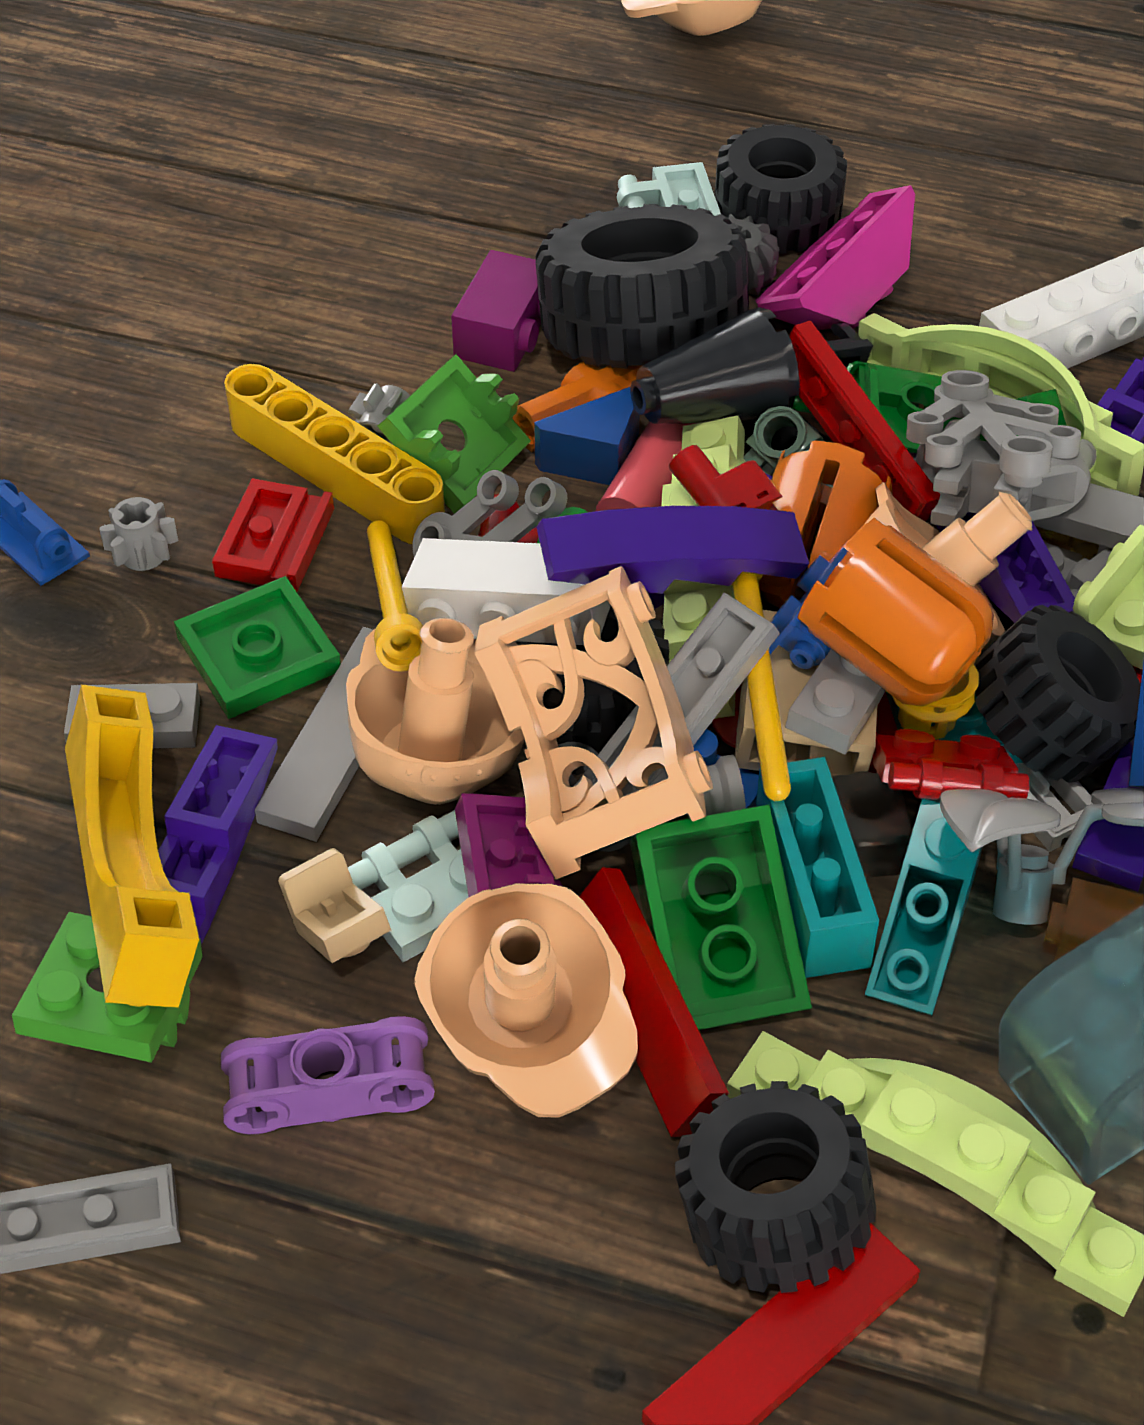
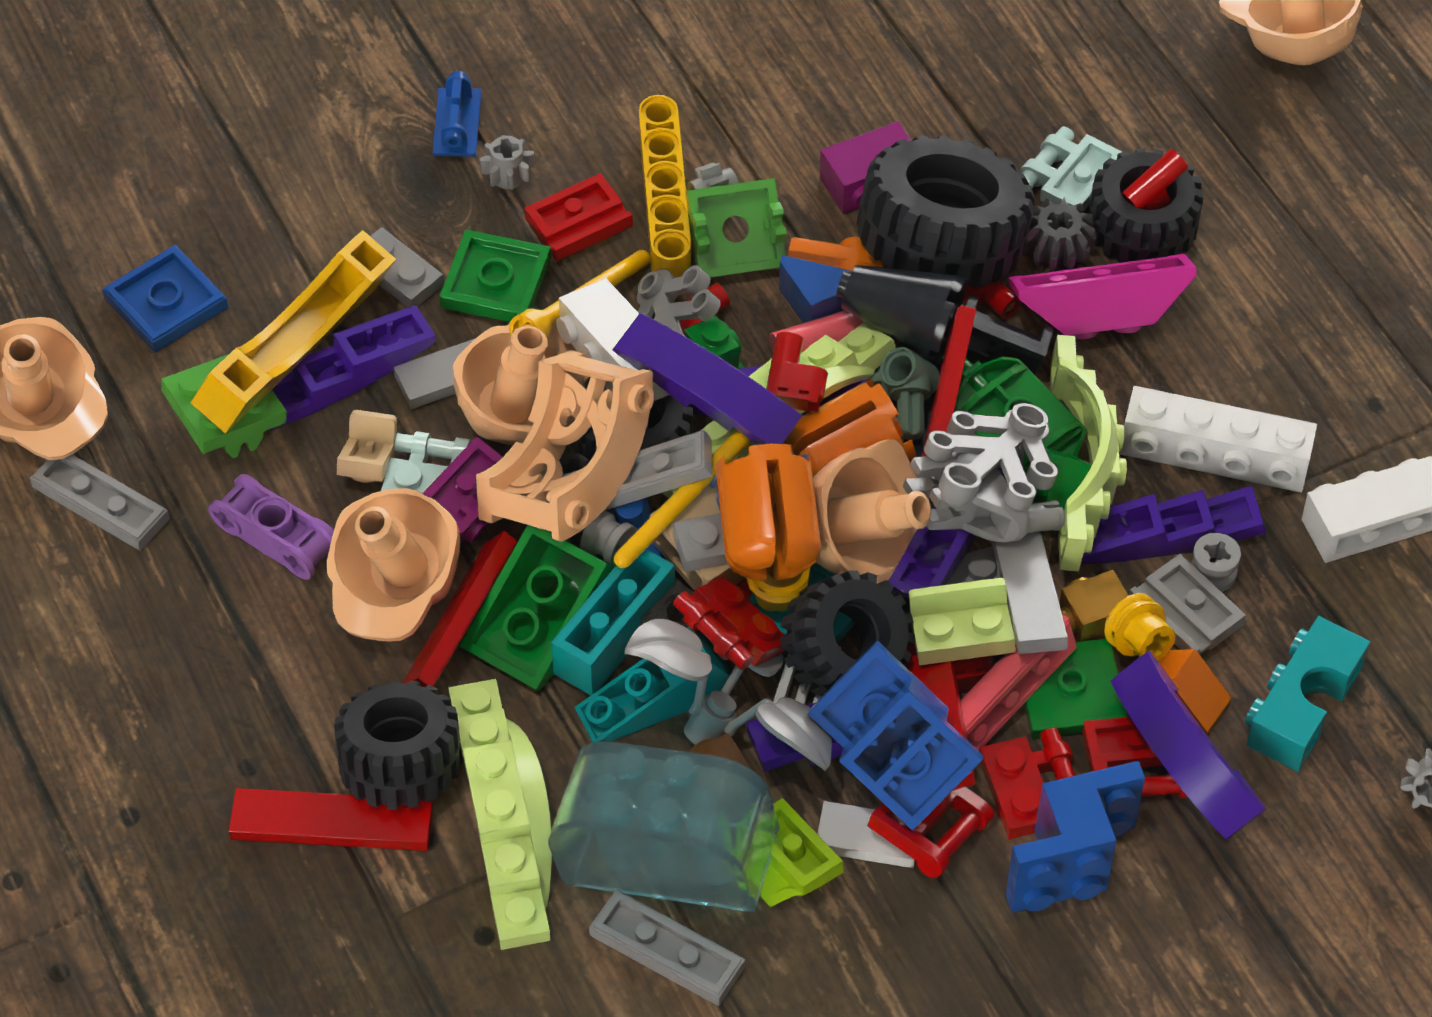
camera: 45 degrees right, 5 degrees up
(784, 142) = (1149, 189): none -> red piece

